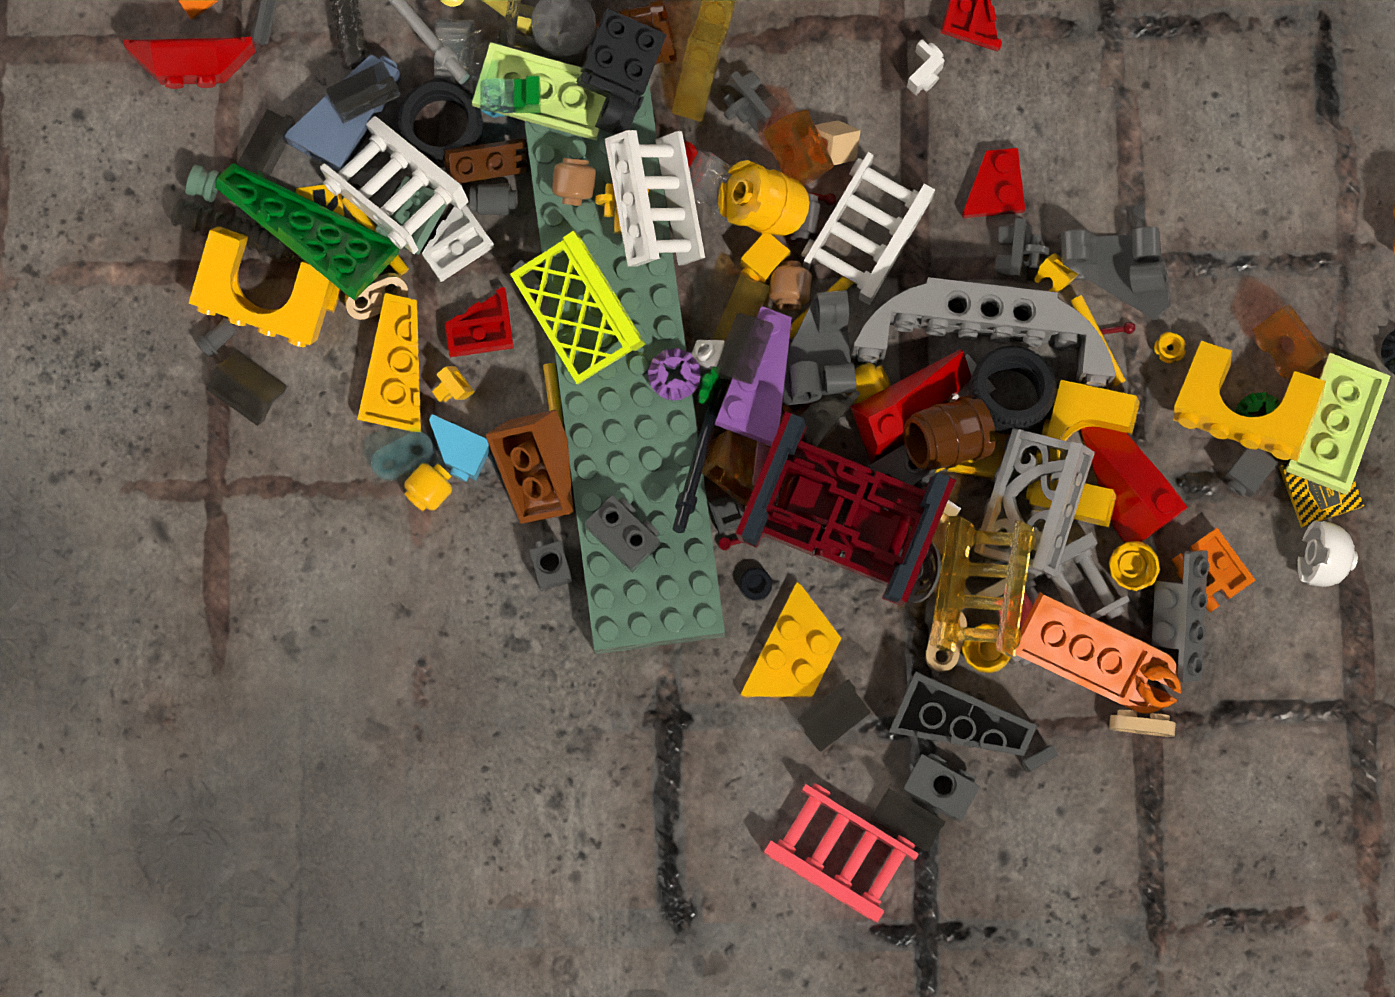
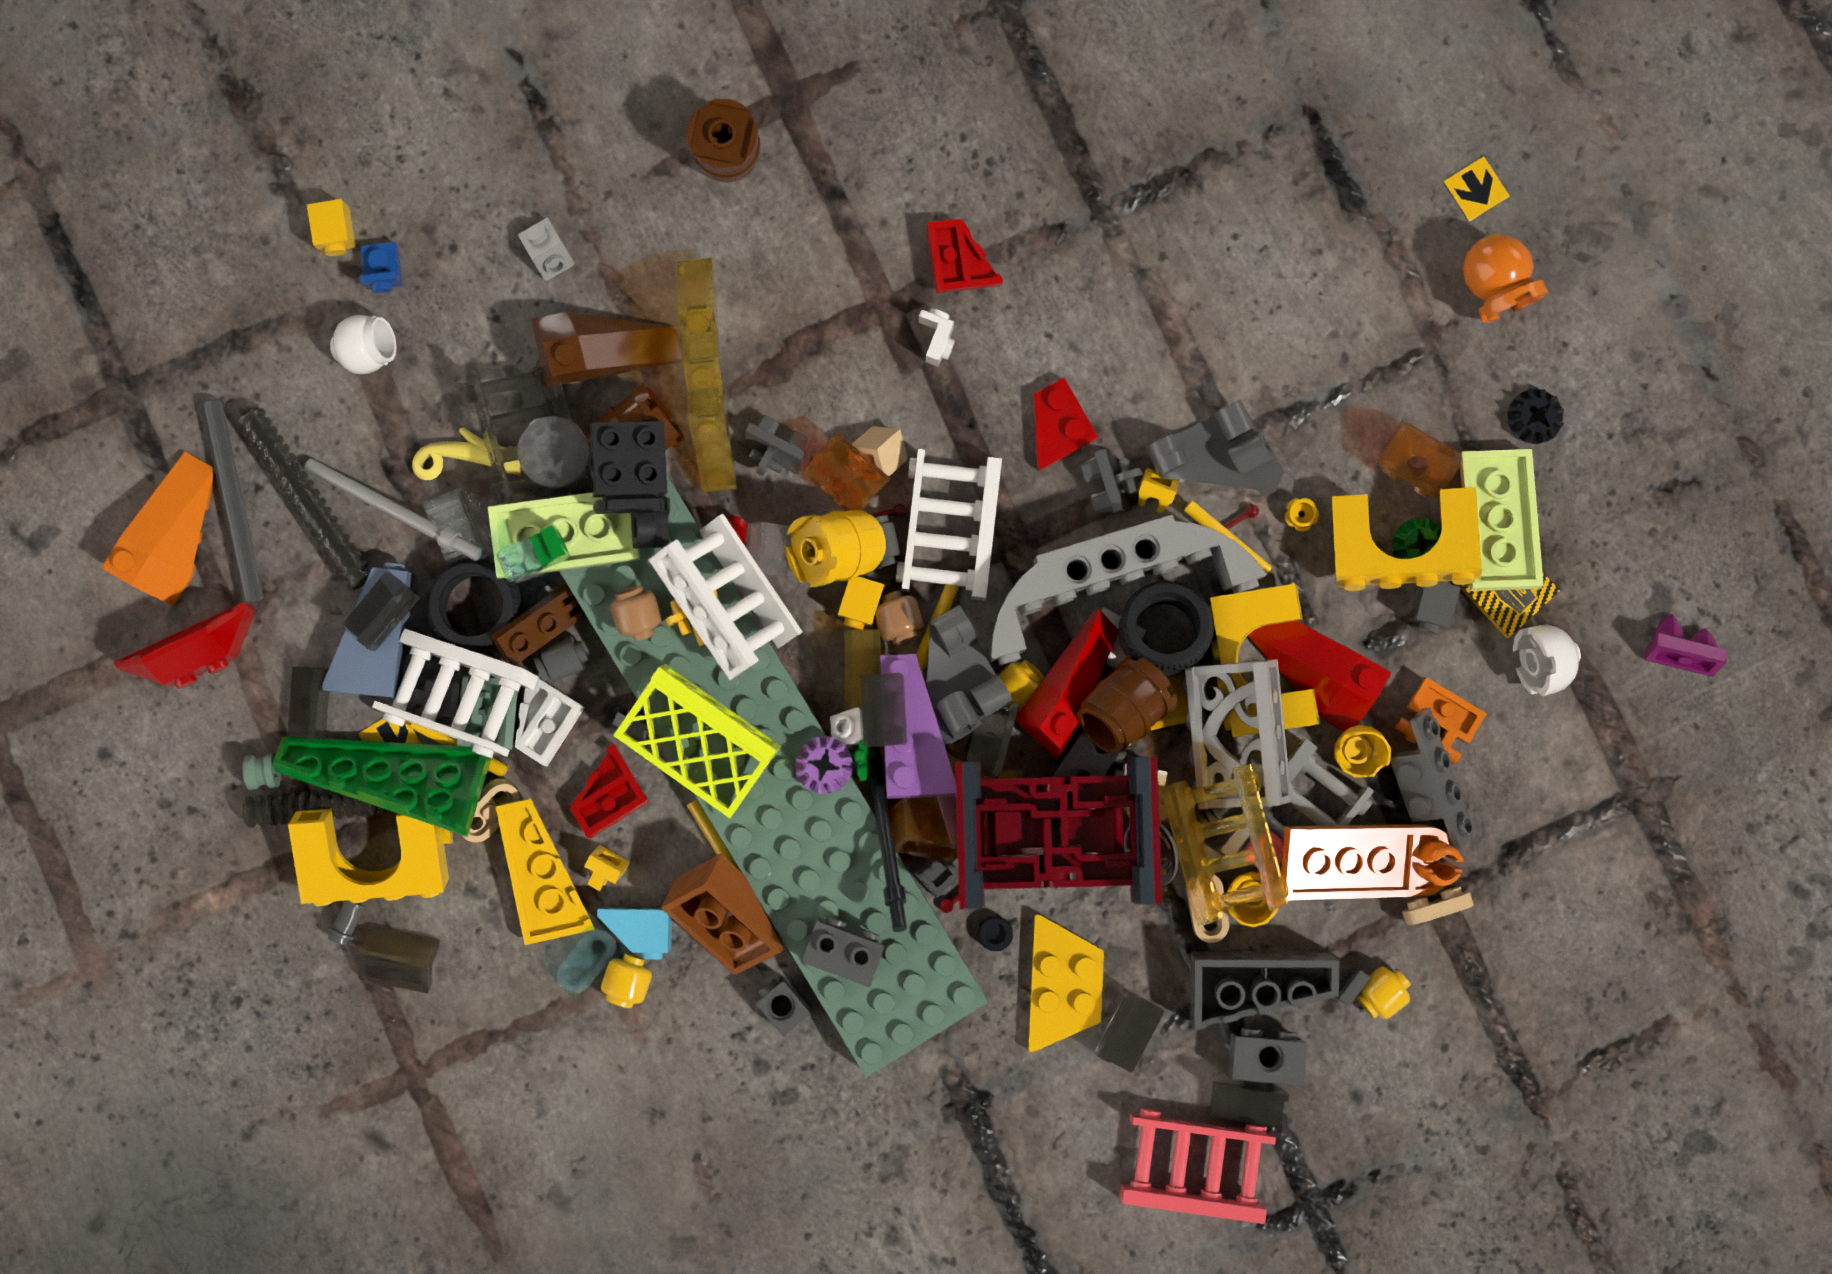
camera: 25 degrees left, 5 degrees up
(1065, 777) = (1384, 993): none -> yellow head

